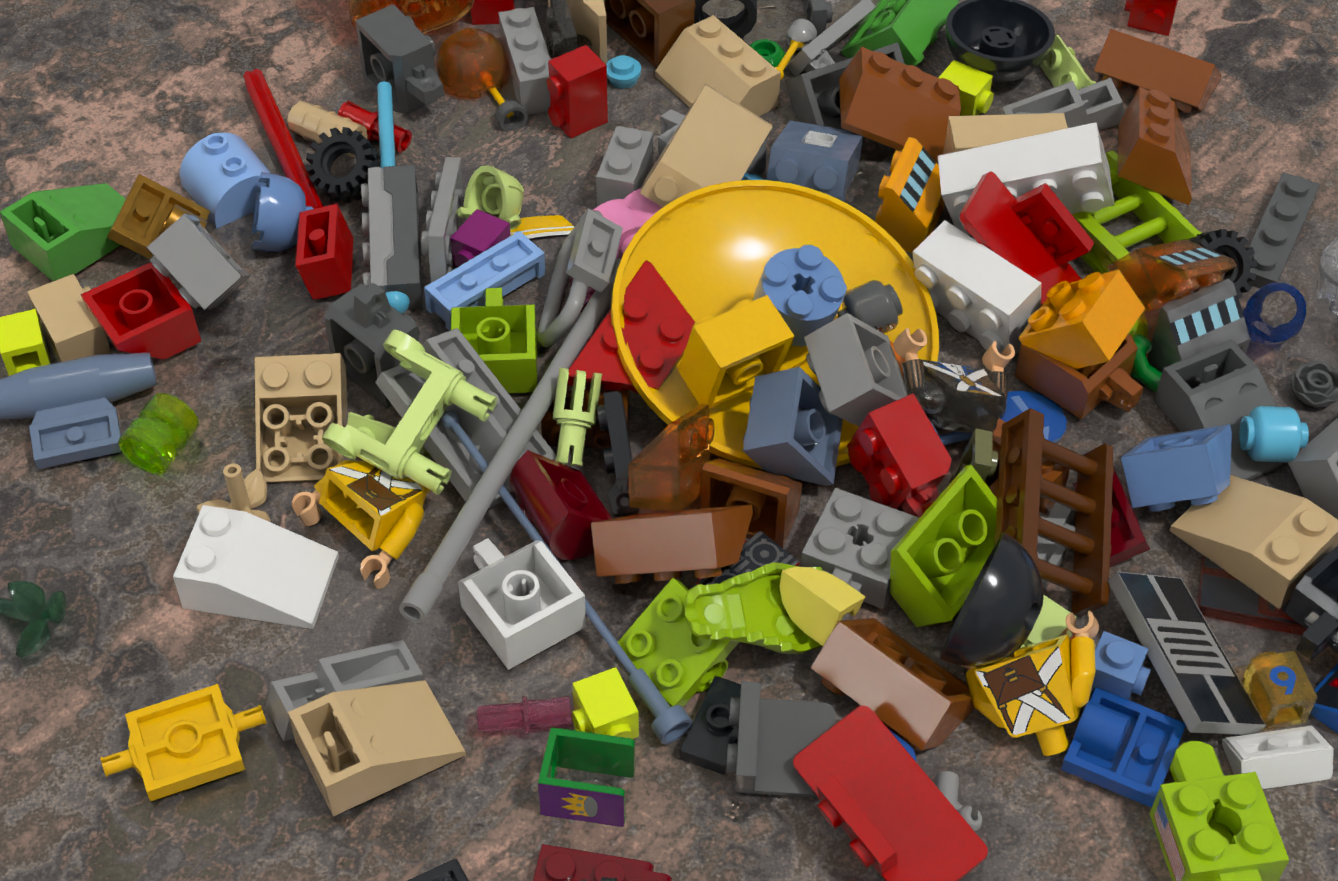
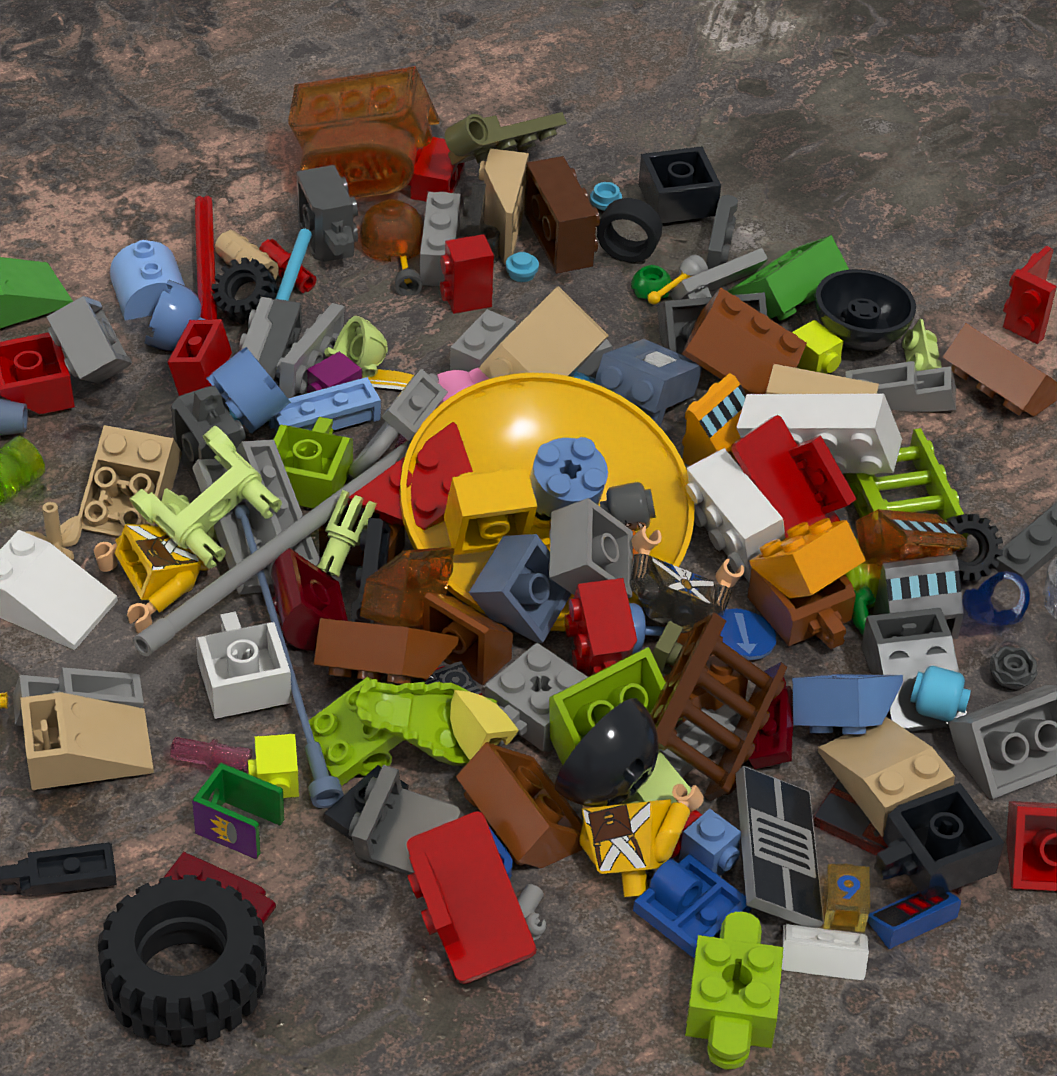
camera: 15 degrees right, 5 degrees down
(148, 213) = (67, 286): pearl gold plate -> none
(405, 276) = (248, 390): none -> medium blue brick
(718, 57) = (605, 285): tan slope -> none
(1155, 146) = (962, 435): dark orange slope -> none

